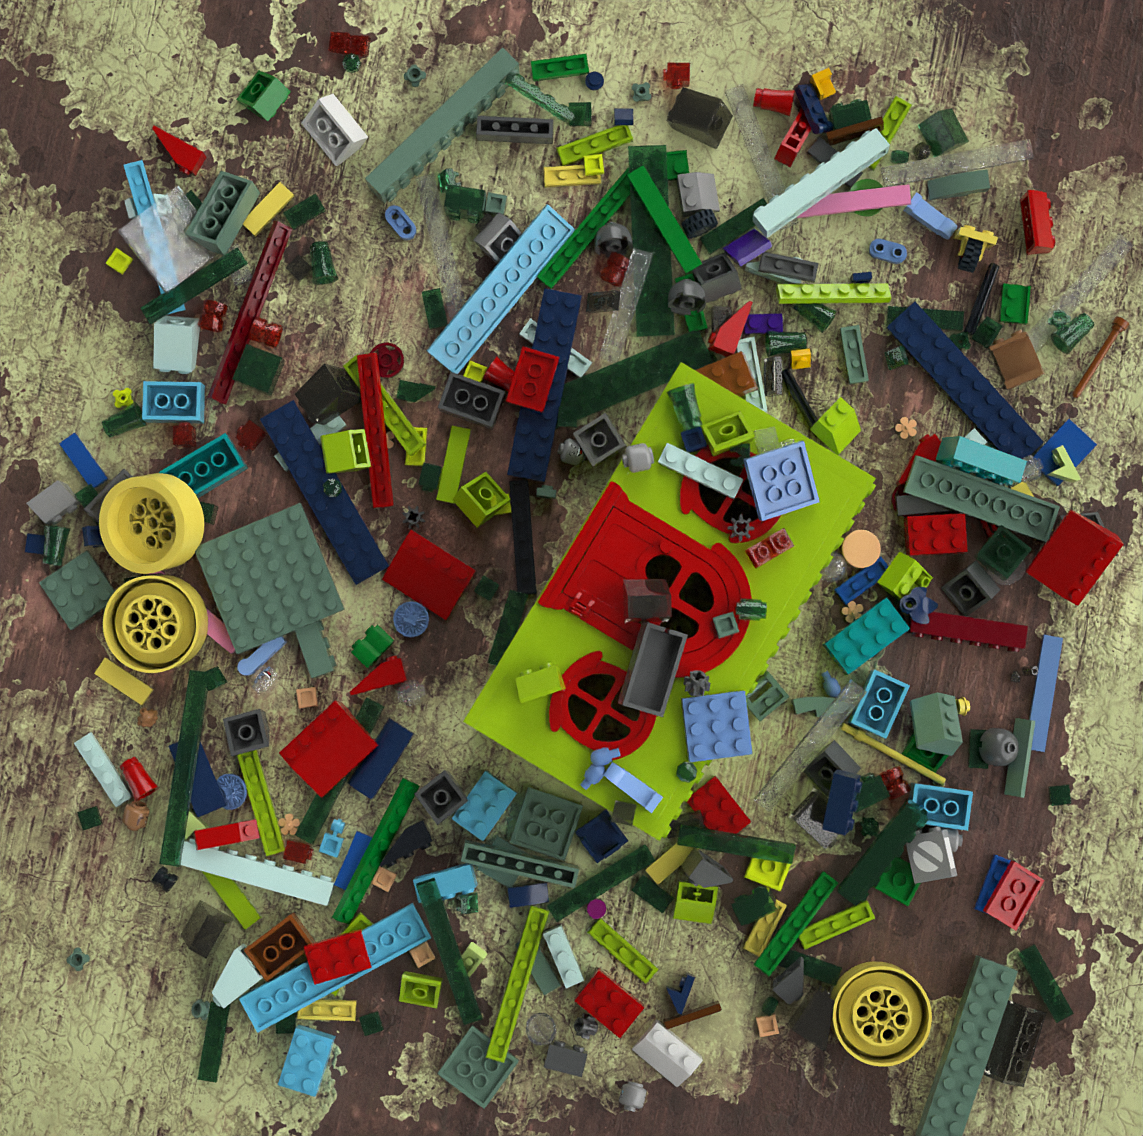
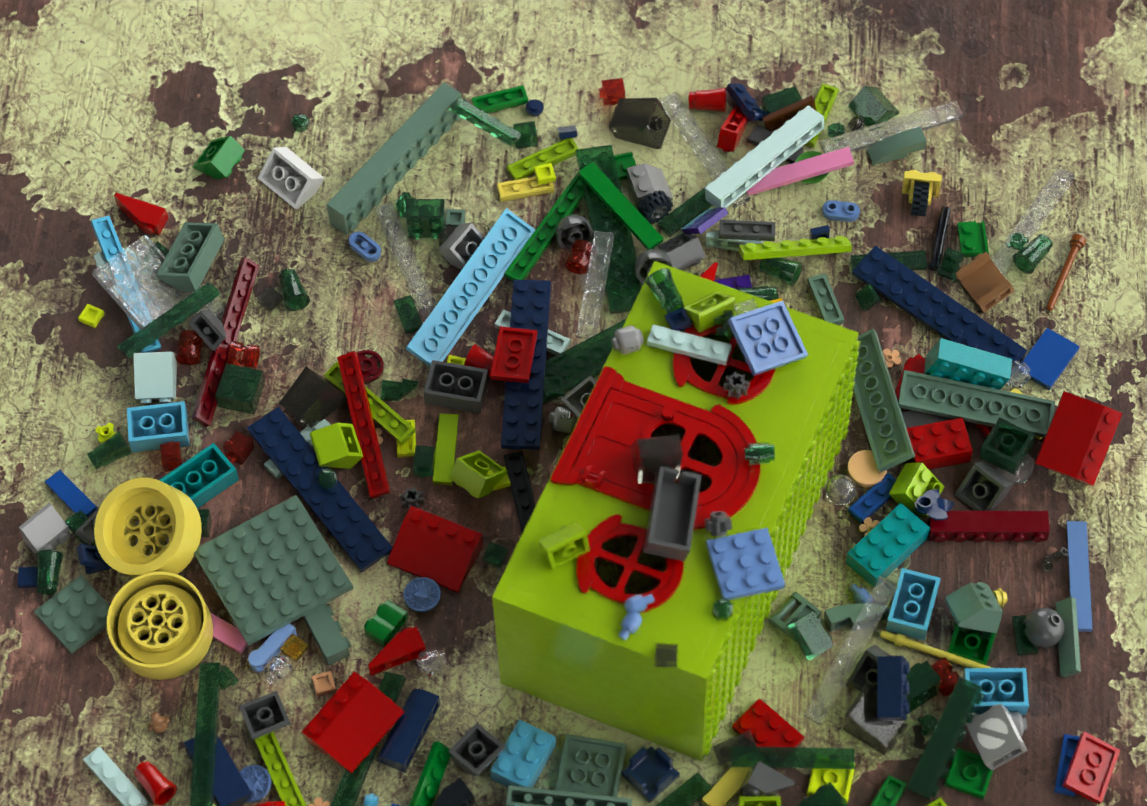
camera: 10 degrees left, 25 degrees down
(123, 681) = (130, 693): light yellow tile -> none
(233, 301) = (209, 328): none -> dark grey slope
(268, 209) = (233, 252): light yellow tile -> none
(283, 658) = (294, 648): none -> clear yellow plate
(304, 211) = (269, 249): clear green plate -> none
(345, 44) = (290, 107): clear red slope -> none
(414, 80) = (362, 120): sand green plate -> none
(515, 129) = (465, 153): dark grey brick -> none
(546, 492) = (543, 459): sand green plate -> none
(603, 301) = (572, 284): clear smoke plate -> none
(633, 787) = (671, 628): light blue leg -> none
(641, 87) = (580, 115): sand green plate -> none
(725, 625) = (737, 472): sand green tile -> none
(769, 548) = (768, 401): clear red slope -> none
(775, 722) = (811, 635): none -> clear green brick
(823, 84) = (750, 80): yellow panel -> none
(884, 461) = (880, 405): none -> sand green plate
(930, 217) = (875, 176): light blue leg -> none
(963, 336) = (929, 272): clear green plate -> none
(1037, 222) = (977, 166): red slope -> none
(1059, 795) = (1117, 668): clear green plate -> none
(1067, 470) = (1053, 367): yellowish green slope -> none

